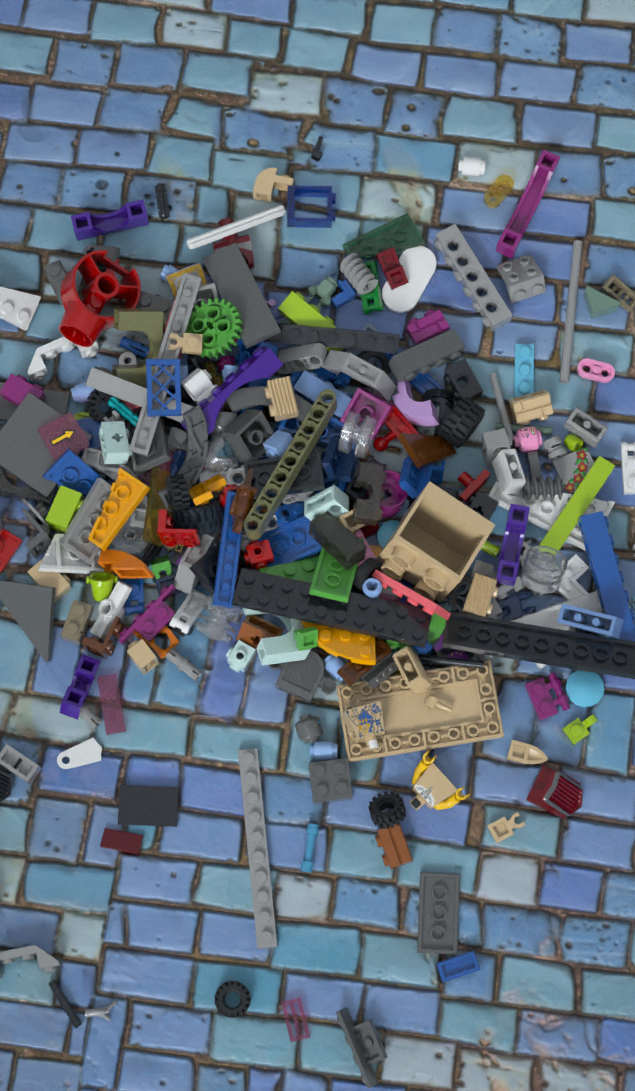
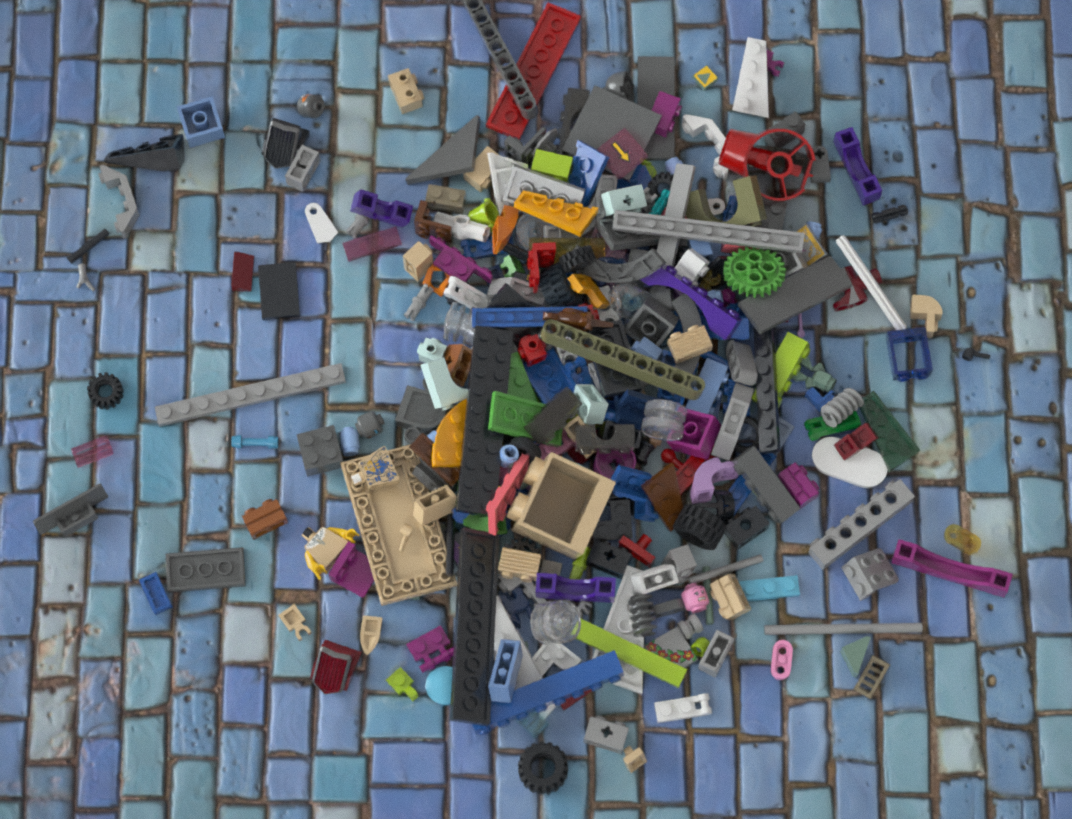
camera: 85 degrees right, 5 degrees down
(164, 410) = (675, 245): blue window -> none
(189, 343) = (731, 249): tan plate -> none
(306, 638) = (450, 400): bright green tile -> none
(387, 818) = (301, 498): black tyre -> none
(460, 762) = (352, 571): none -> magenta bracket
(471, 166) = (984, 508): white brick -> none

